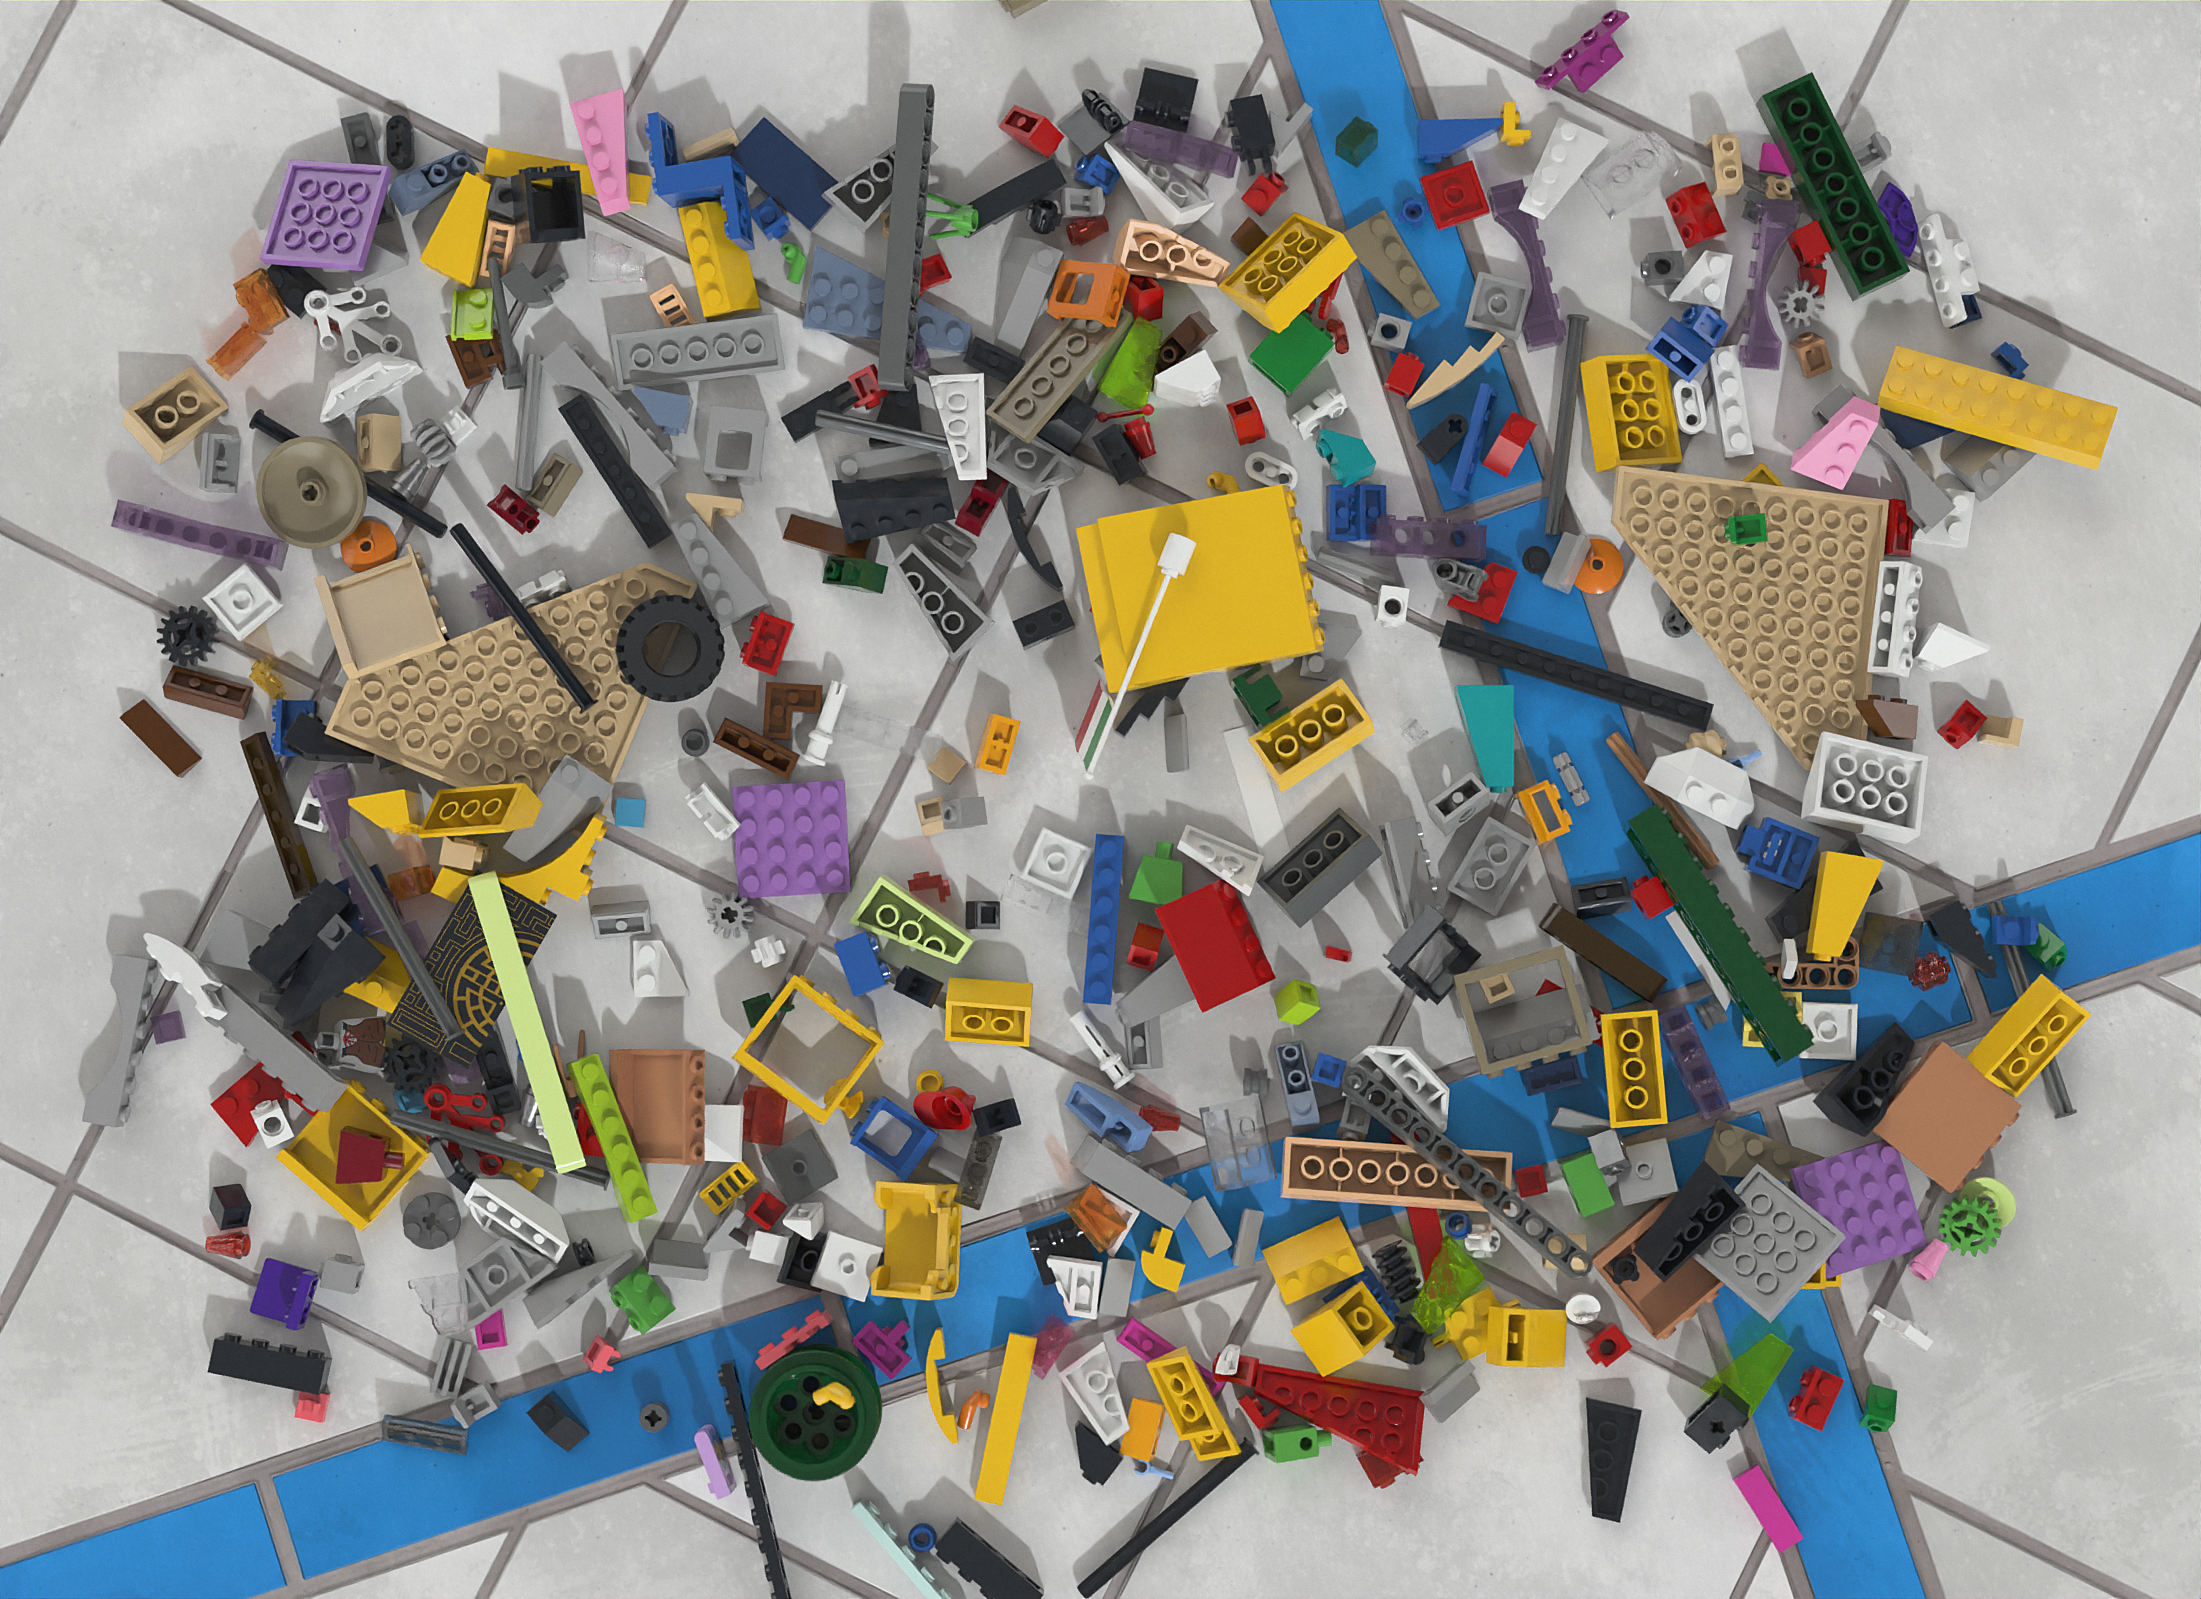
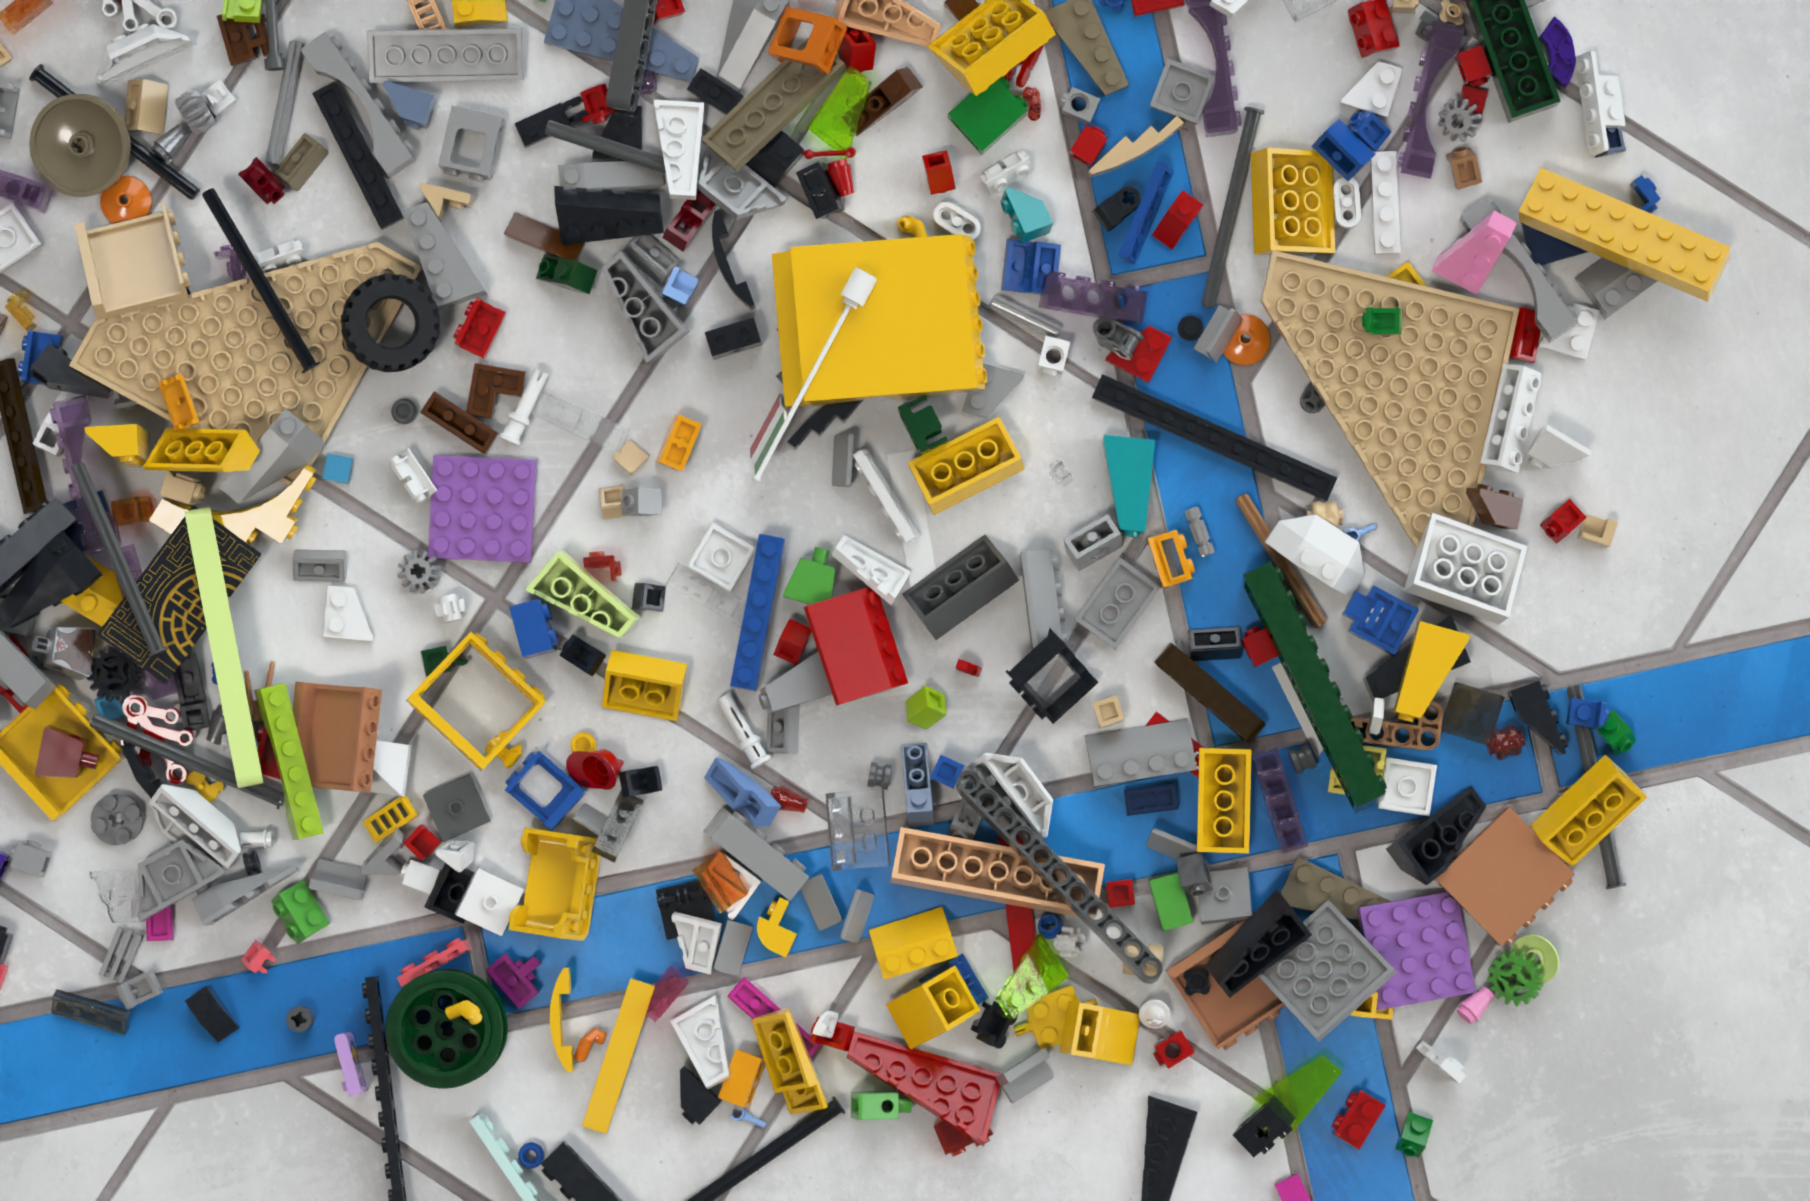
camera: 10 degrees right, 0 degrees up
(449, 760) = (178, 402): none -> light orange hinge
(586, 1225) = (257, 839): none -> white pin
(763, 1115) = (429, 757): clear red bracket -> none
(979, 575) = (680, 287): none -> light blue panel
(1189, 382) = (890, 131): white slope -> none
(1220, 769) = (890, 504): none -> white plate
(1253, 1409) = (844, 1071): red bracket -> none
(1398, 1272) = (989, 962): black piece -> none
(1522, 1061) = (1146, 777): dark tan window -> none
(1673, 262) = (1347, 69): flat silver brick -> none

